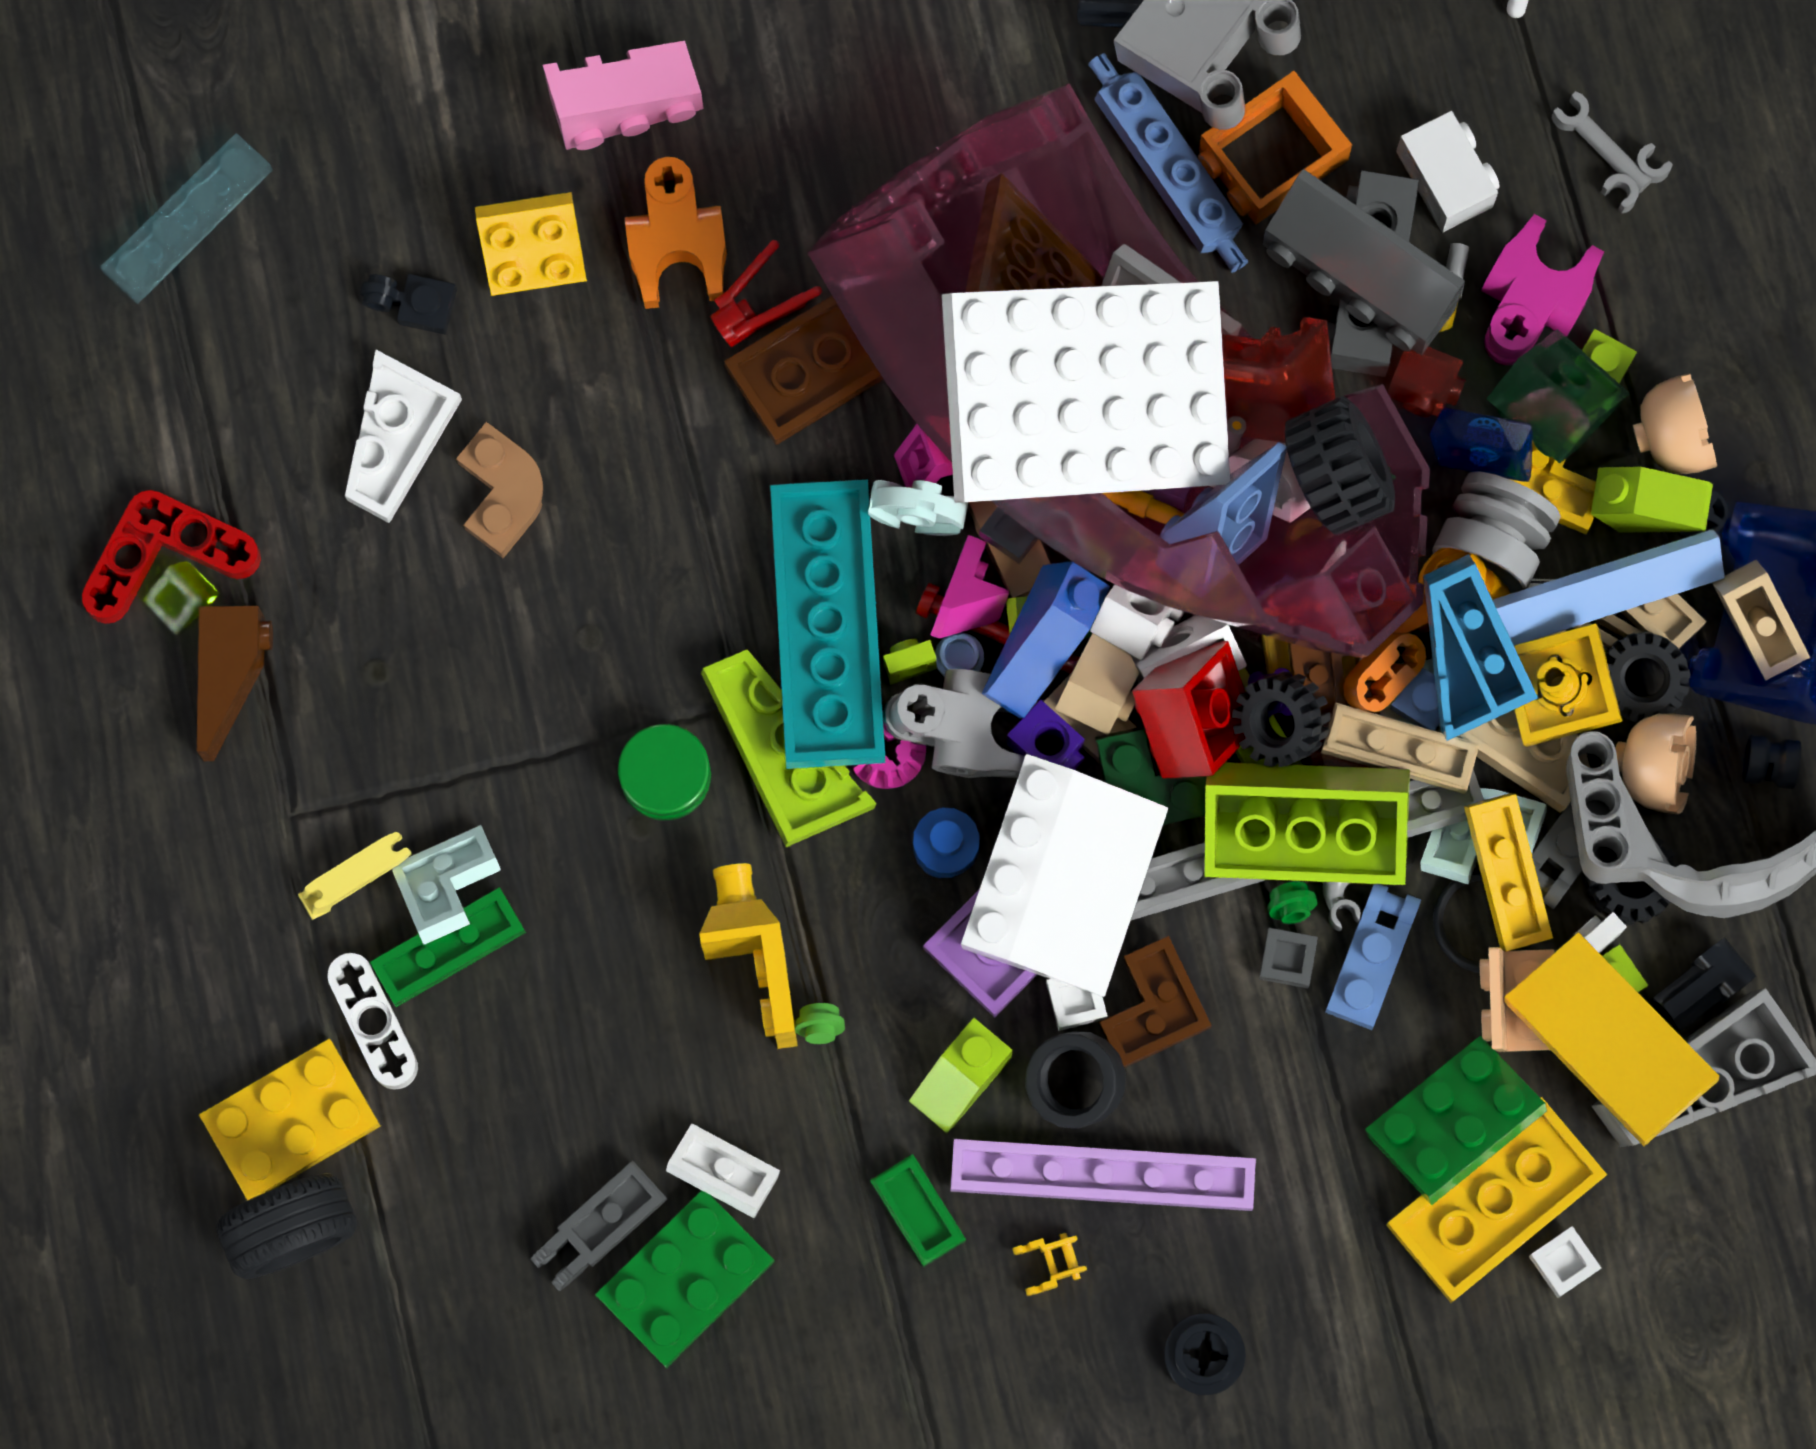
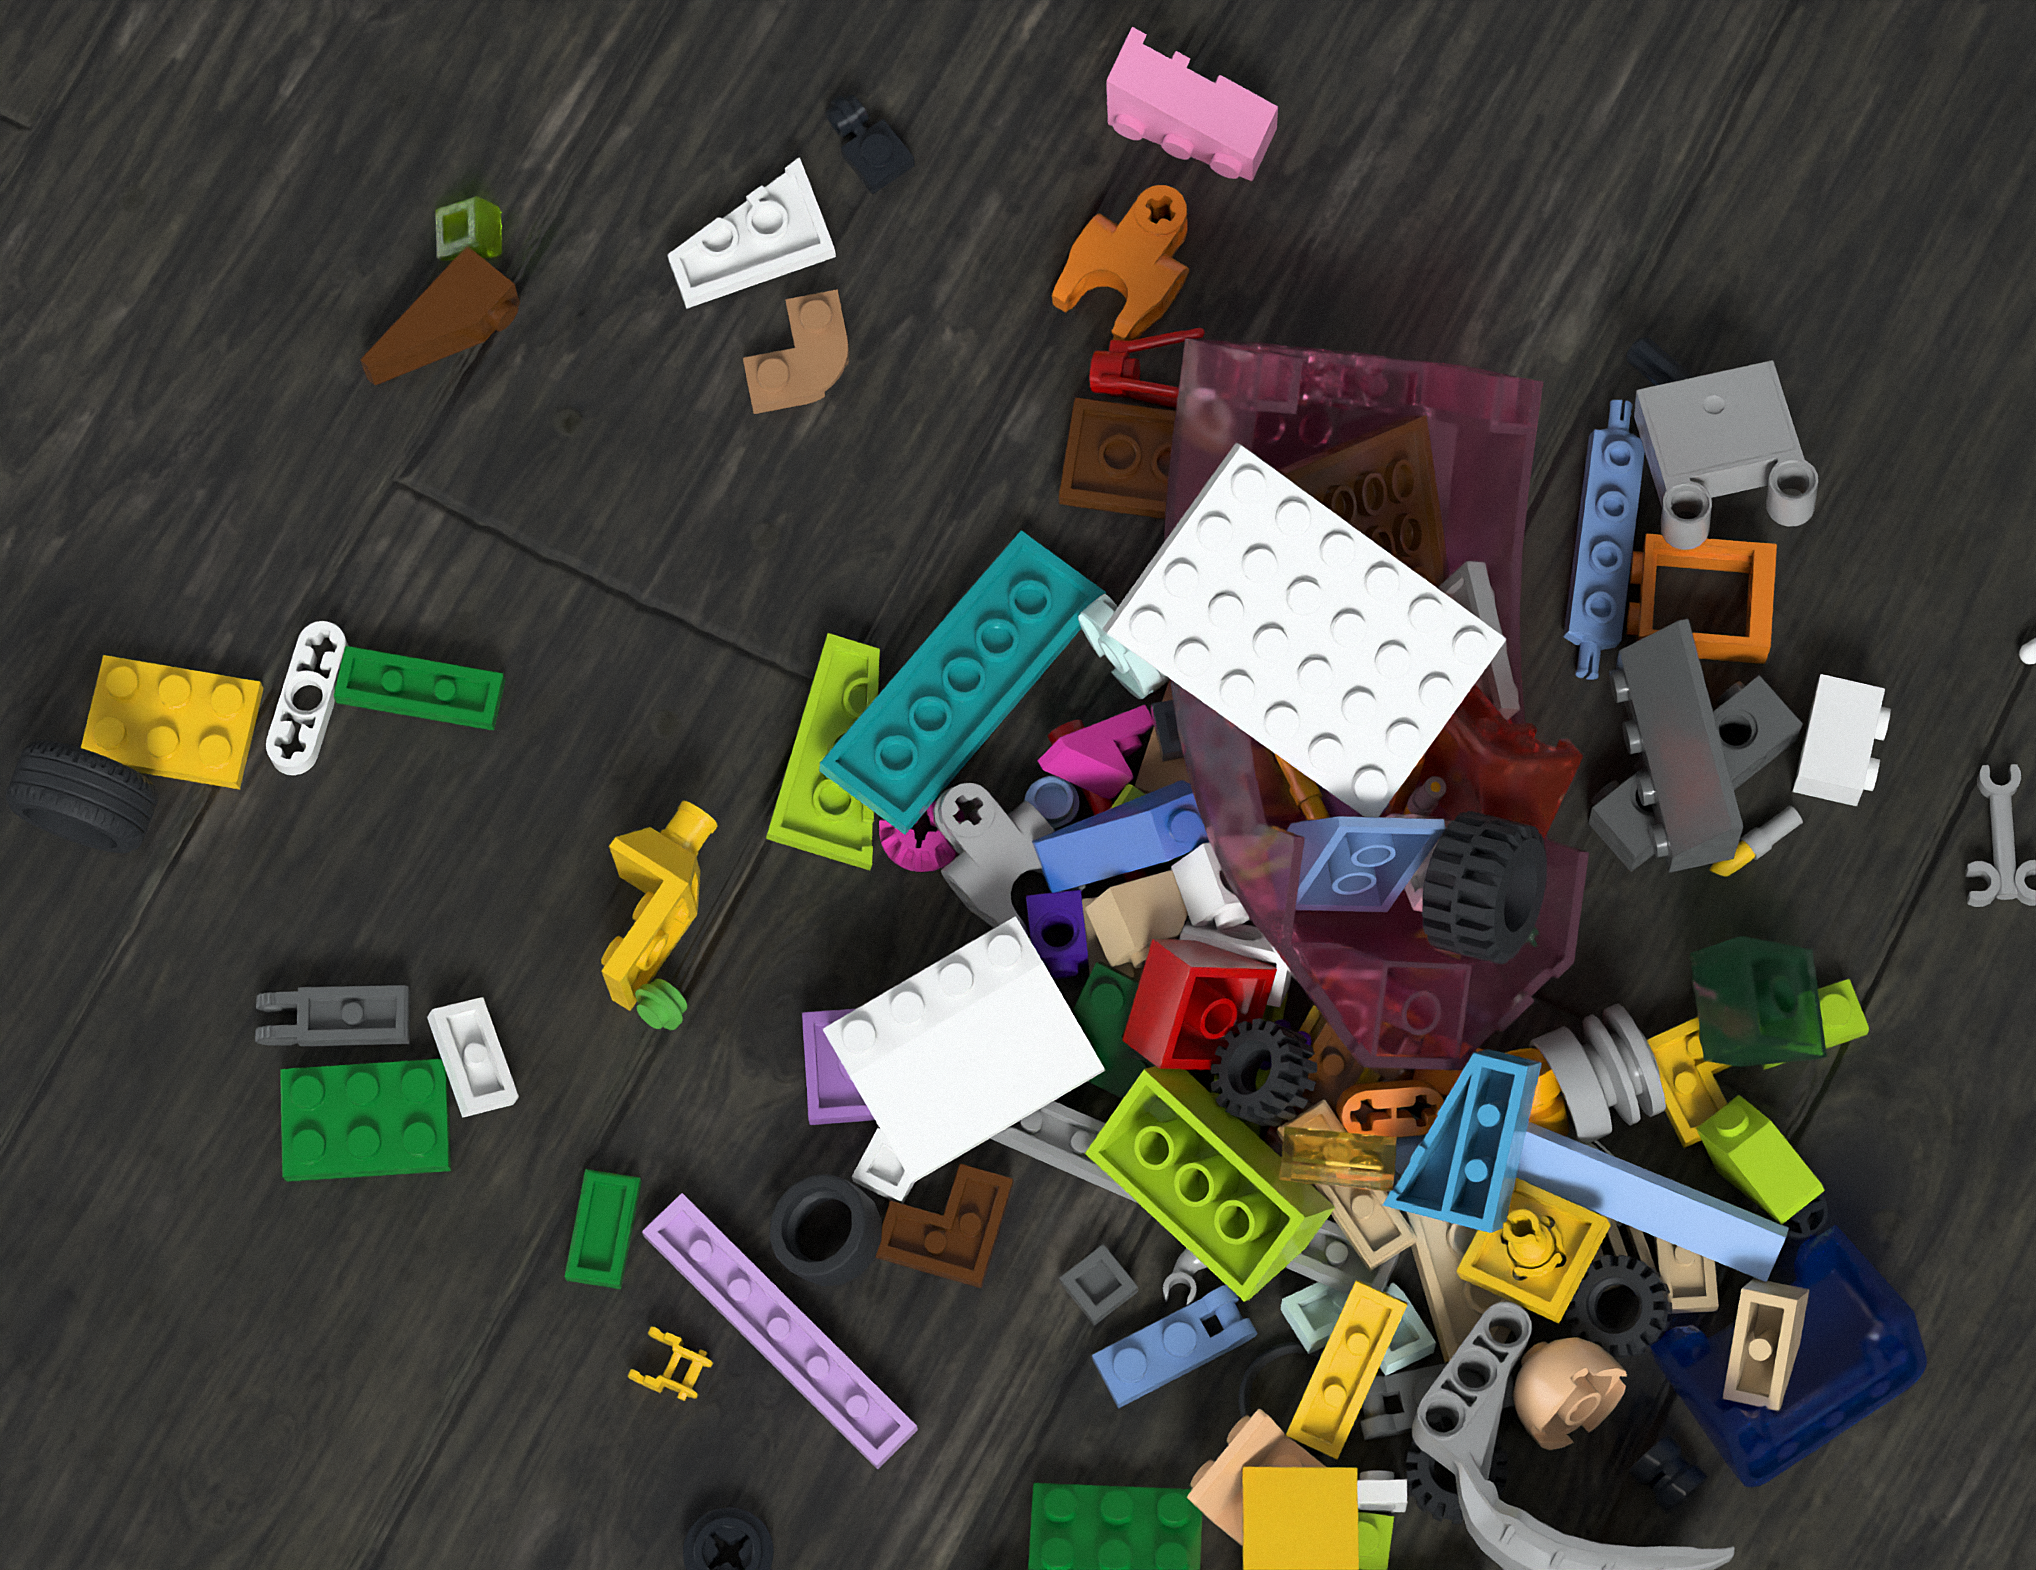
camera: 45 degrees right, 5 degrees down
(150, 540) = (484, 164): red beam -> none
(352, 875) = (397, 565): light yellow piece -> none
(435, 874) = (459, 620): light aqua plate -> none
(530, 243) = (1000, 171): yellow plate -> none
(664, 772) = (722, 693): green head -> none
(909, 660) = (1004, 769): lime plate -> none
(946, 843) = (898, 944): blue piece -> none
(961, 1075) = (737, 1146): lime slope -> none
(1291, 902) = (1143, 1240): green plate -> none
(1387, 734) = (1338, 1158): none -> clear yellow plate
(1427, 382) = (1658, 902): clear red brick -> none
(1483, 444) = (1656, 992): clear blue slope -> none
(1533, 294) = (1818, 903): dark pink piece -> none
(1675, 427) = (1840, 1118): light nougat cylinder -> none

